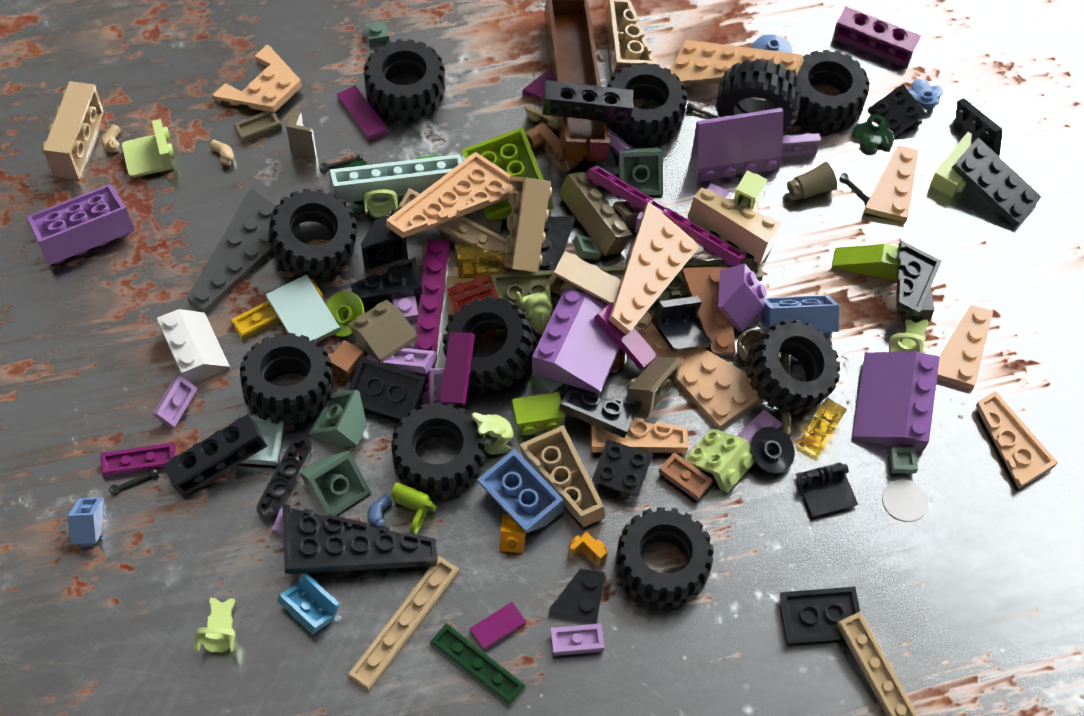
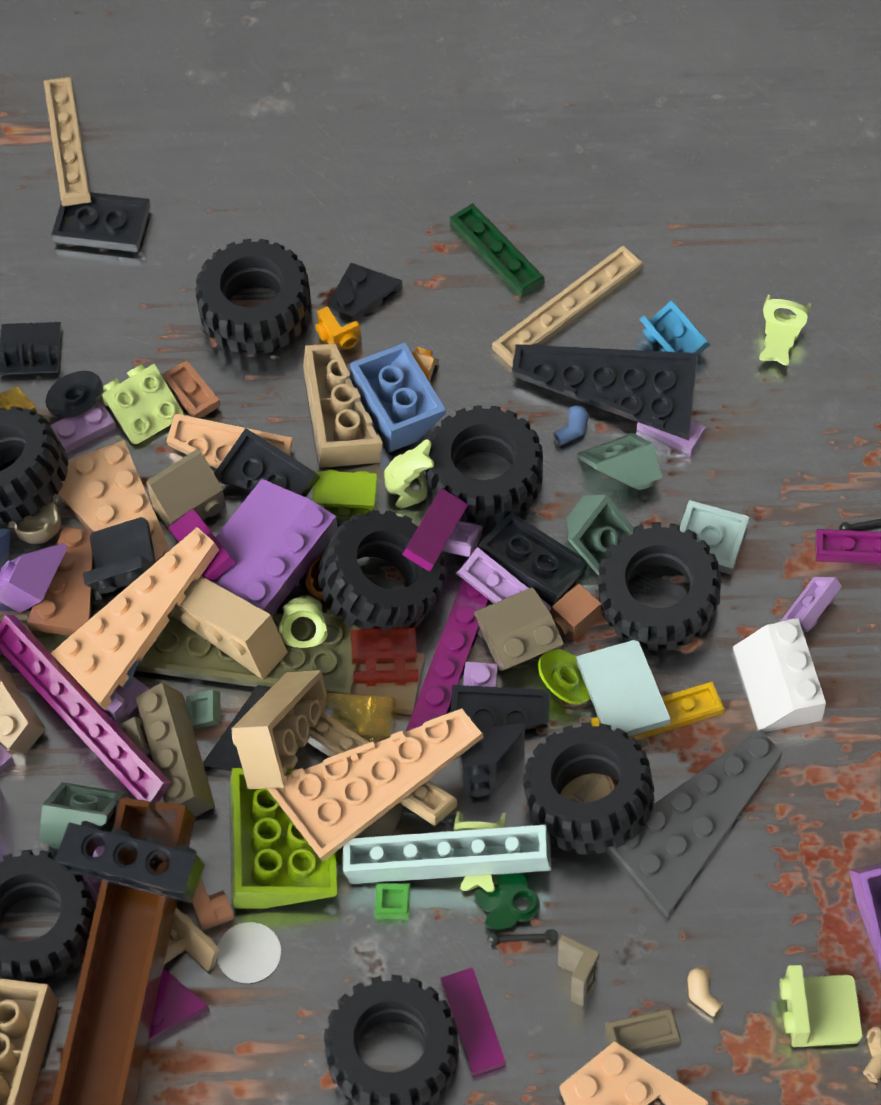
camera: 160 degrees left, 0 degrees up
(214, 455) = (806, 496): black brick -> none
(282, 478) = (684, 487): black beam -> none
(414, 500) = (539, 418): lime piece -> none
(497, 626) = (463, 280): magenta tile -> none
(506, 122) = (249, 952): none -> white sticker
(577, 639) = (380, 247): lavender plate -> none
(622, 468) = (263, 405): black hinge -> none

